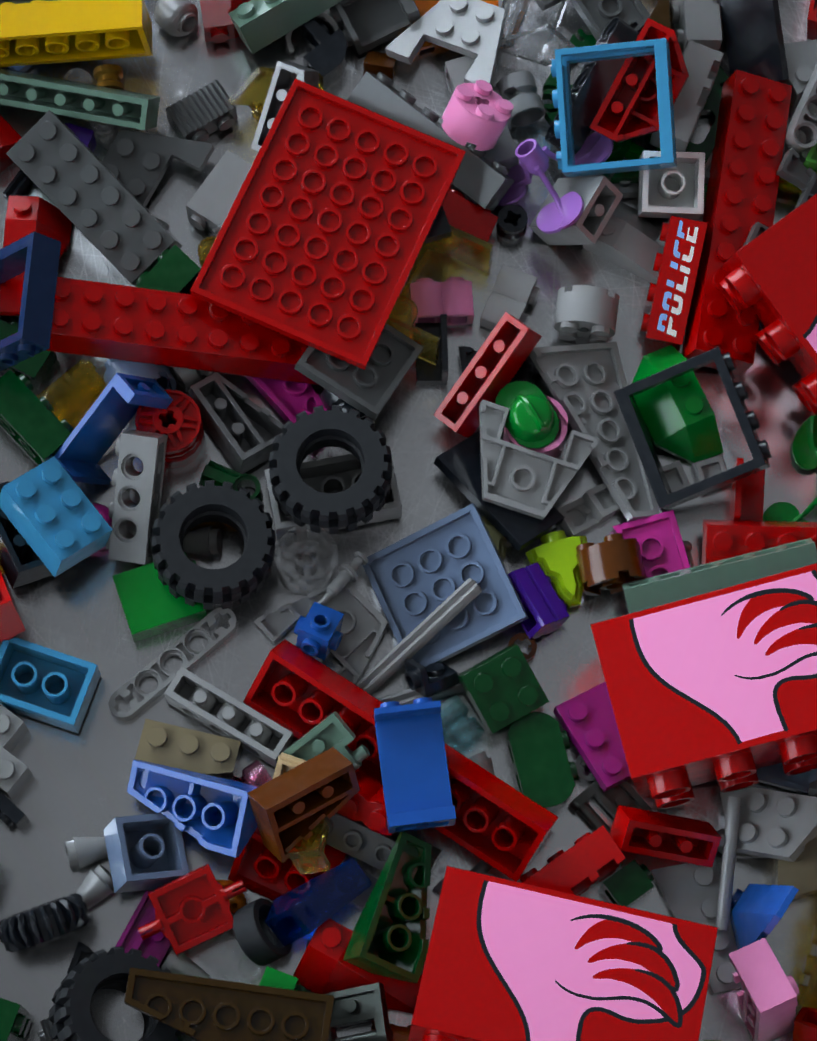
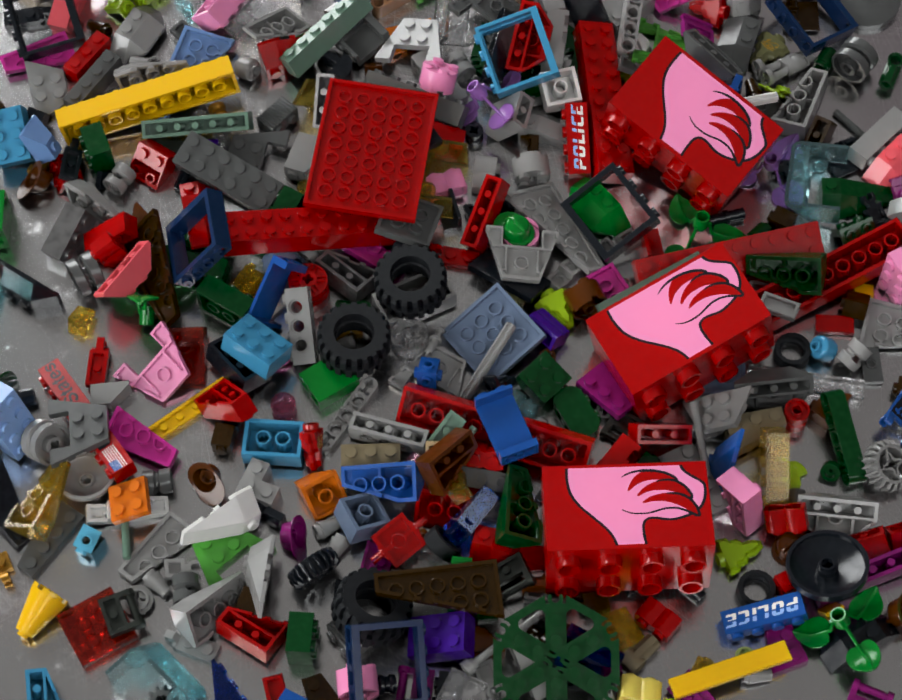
camera: 10 degrees left, 10 degrees down
(30, 857) = (294, 537): none -> magenta piece
(73, 629) = (284, 407): none -> clear pink wheel
(94, 790) = (321, 492): none -> orange slope
(100, 703) = (312, 444): none -> red rock
(418, 430) = (454, 257): none -> red hinge
(601, 265) = (530, 142): none -> dark brown bracket

